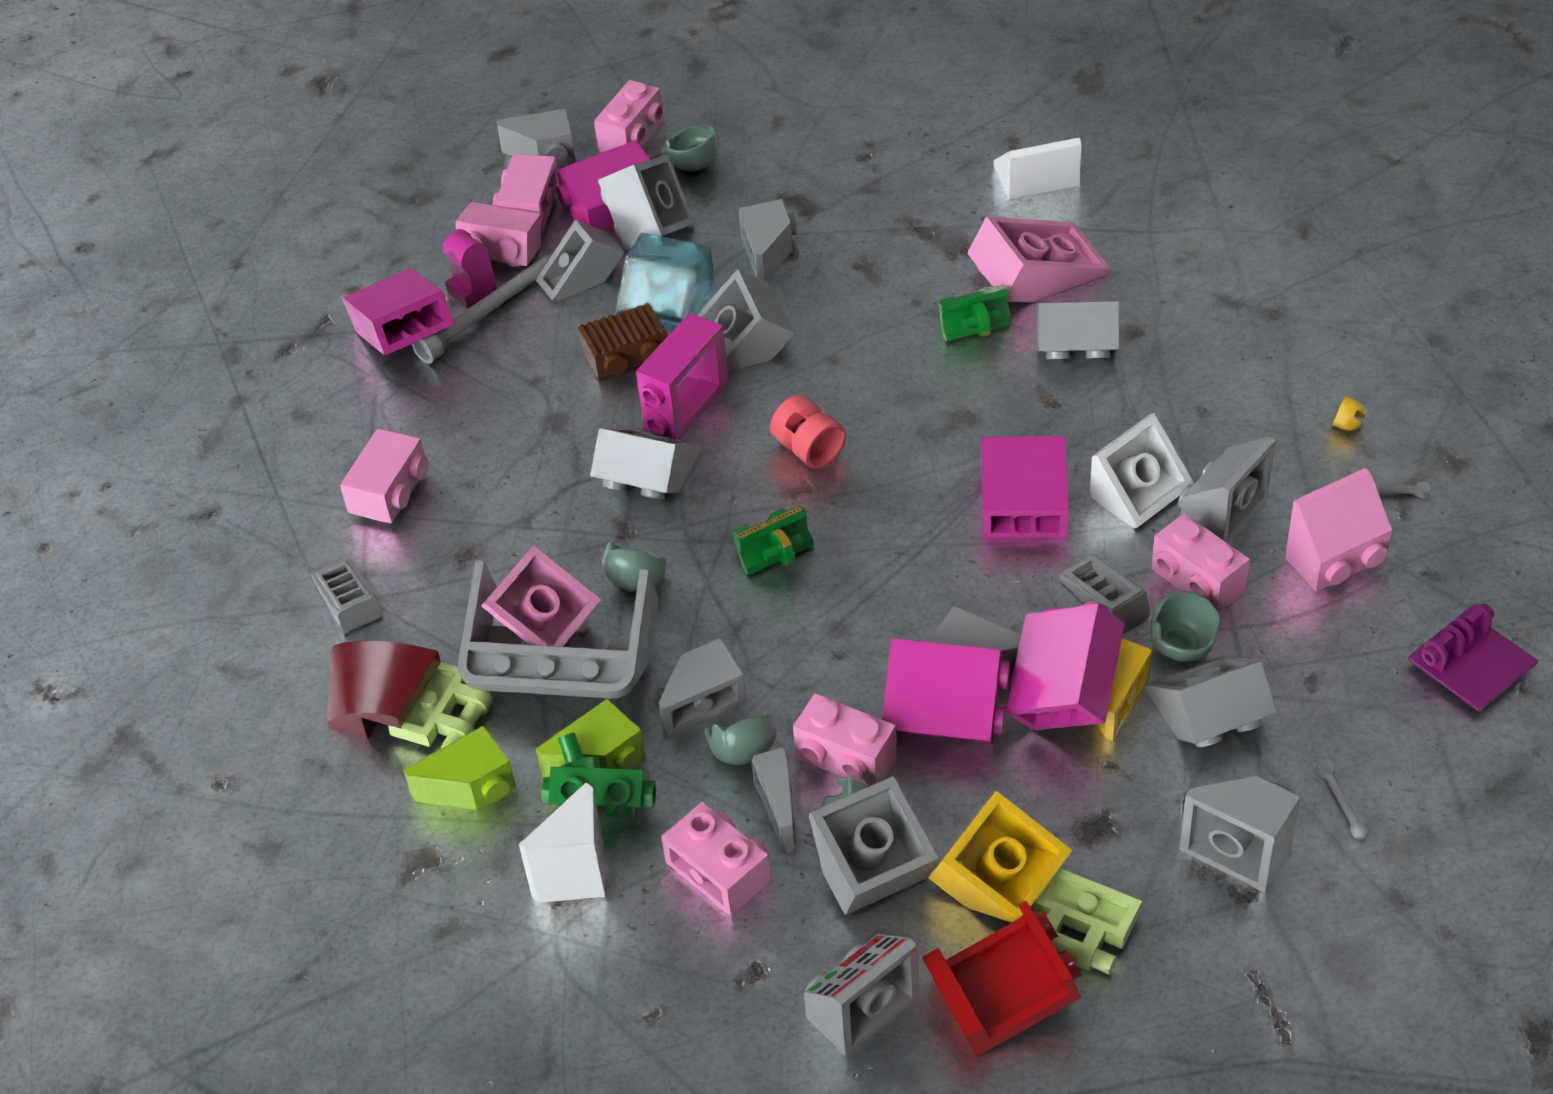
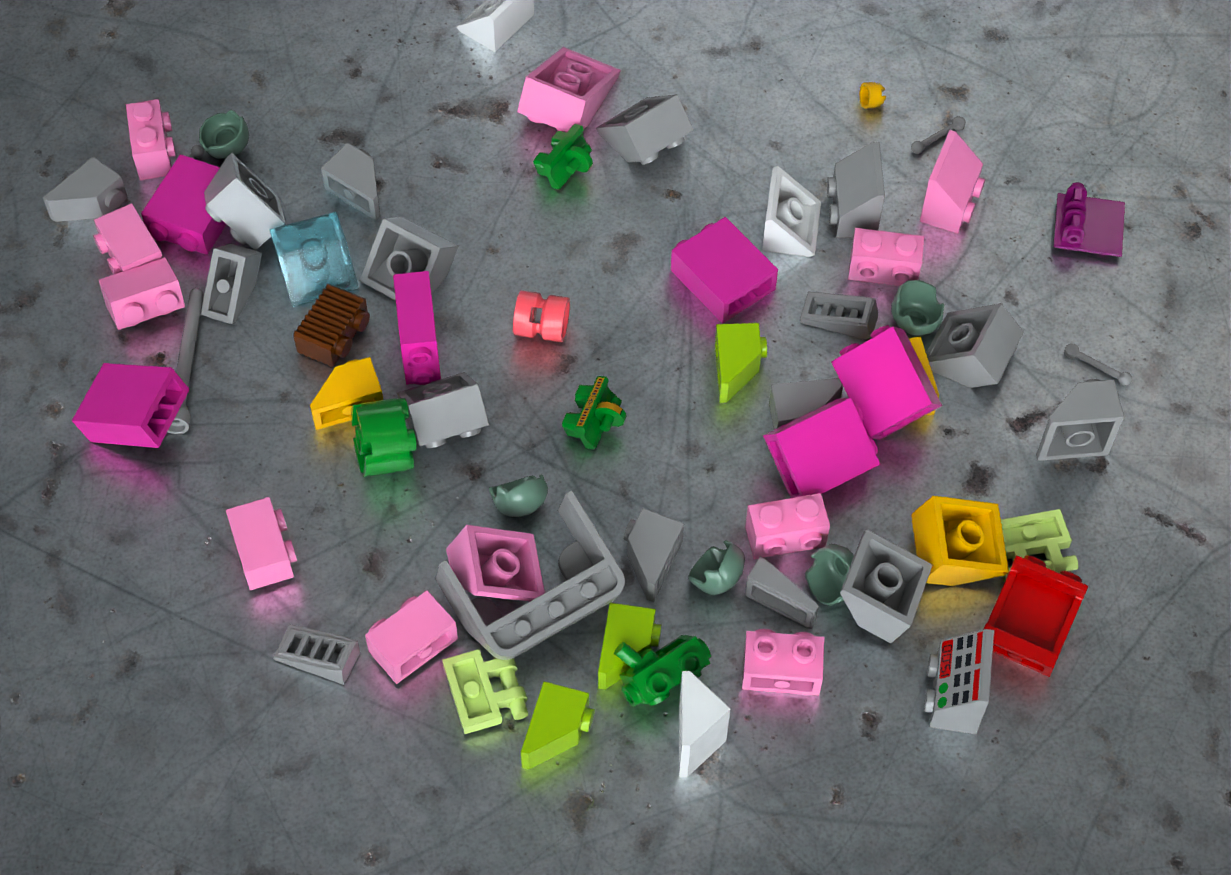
camera: 45 degrees left, 10 degrees up
(376, 683) = (421, 705): dark red slope -> none
(422, 618) = (411, 636): none -> bright pink brick
(470, 268) = (150, 337): dark pink leg -> none
(561, 448) = (382, 437): none -> green brick
(578, 402) = (346, 385): none -> yellow slope
(954, 570) = (737, 356): none -> lime slope

